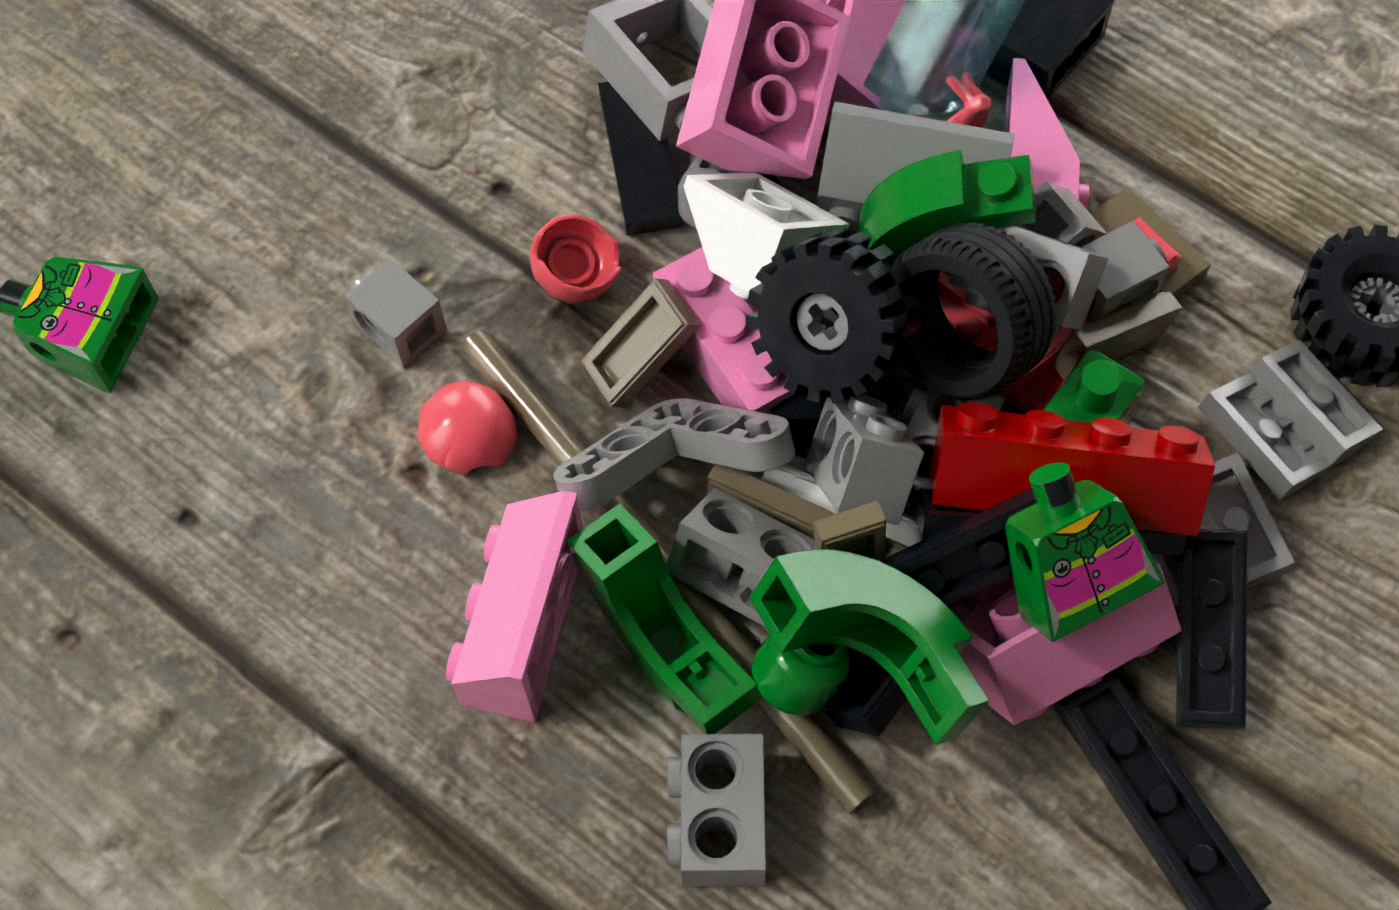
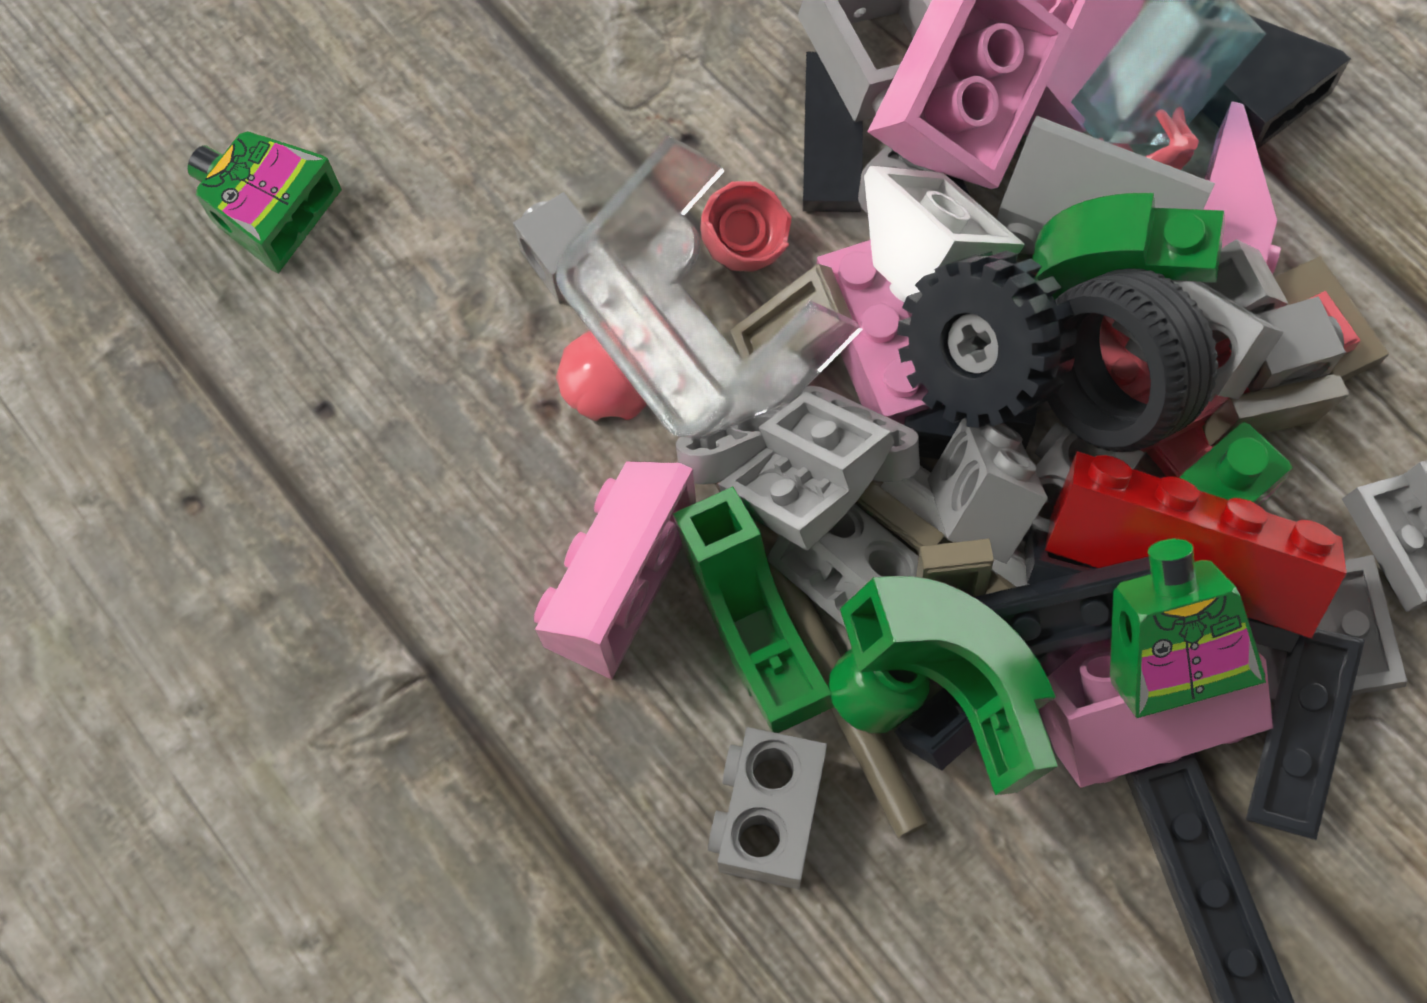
camera: 15 degrees right, 5 degrees up
(472, 339) = (629, 295): none -> clear windscreen
(690, 472) = (811, 468): none -> light grey slope

